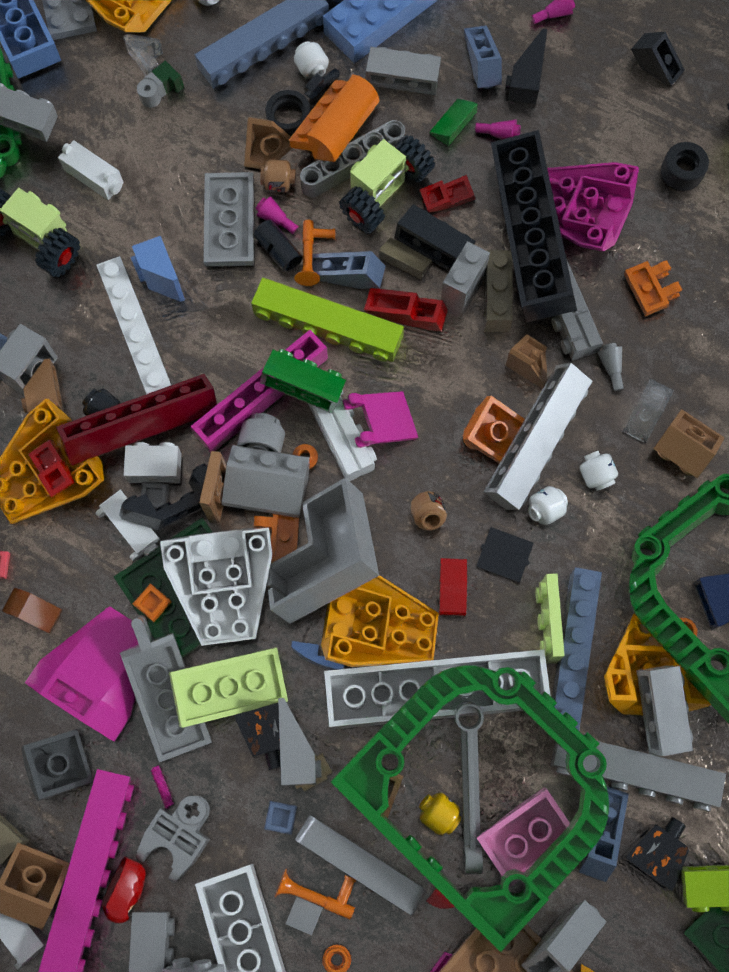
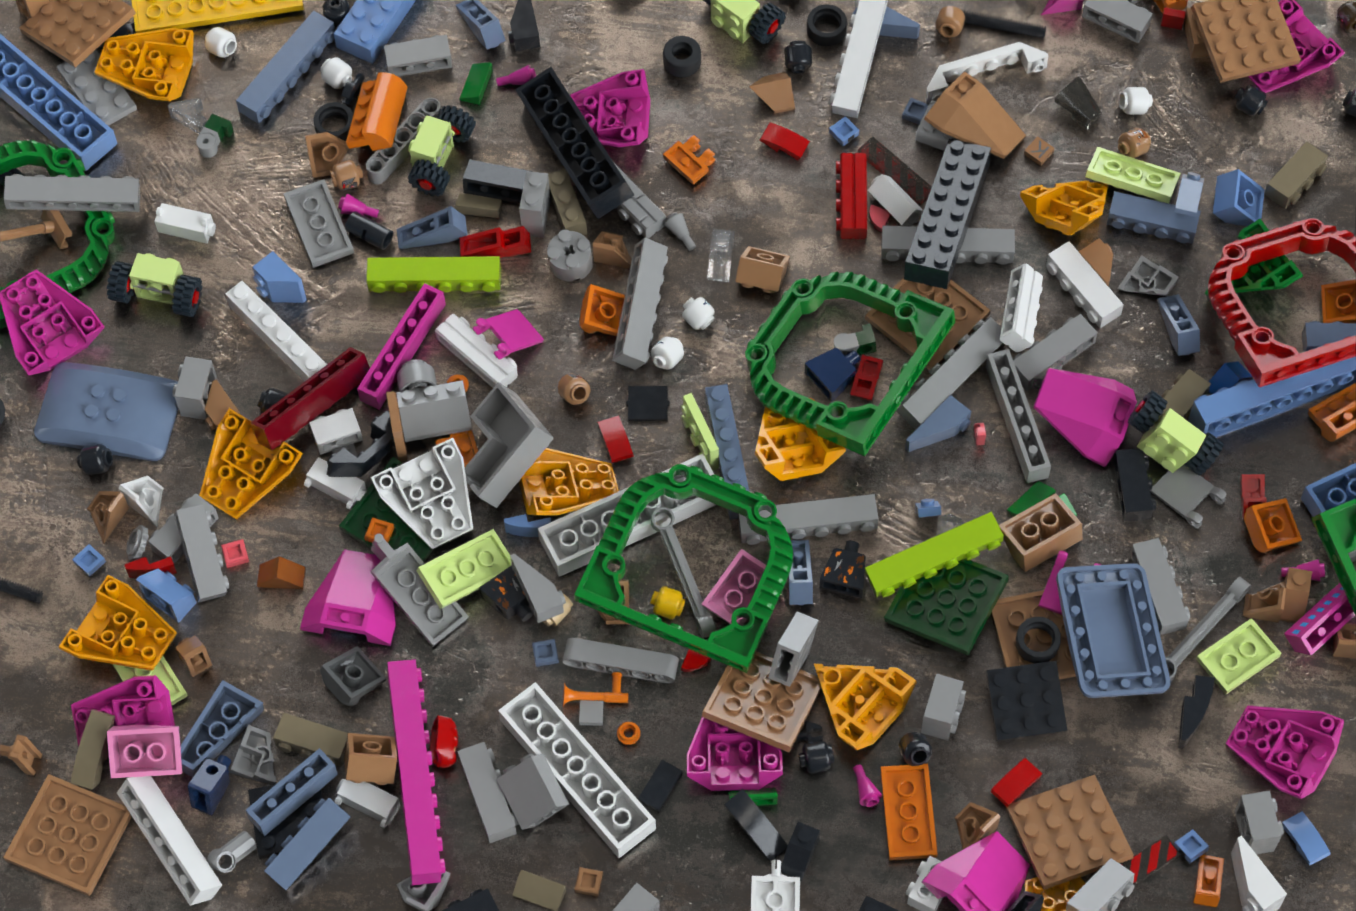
camera: 20 degrees left, 10 degrees down
(52, 468) = (255, 459): red slope -> none
(162, 786) = (441, 663): dark pink piece -> none
(184, 826) = (469, 690): light grey piece -> none
(302, 380) = (435, 322): green slope -> none
(307, 276) = (403, 245): orange piece -> none
(447, 195) = (496, 143): red slope -> none
(485, 339) = (570, 255): none -> light grey brick
(665, 710) = (810, 463): light grey brick -> none

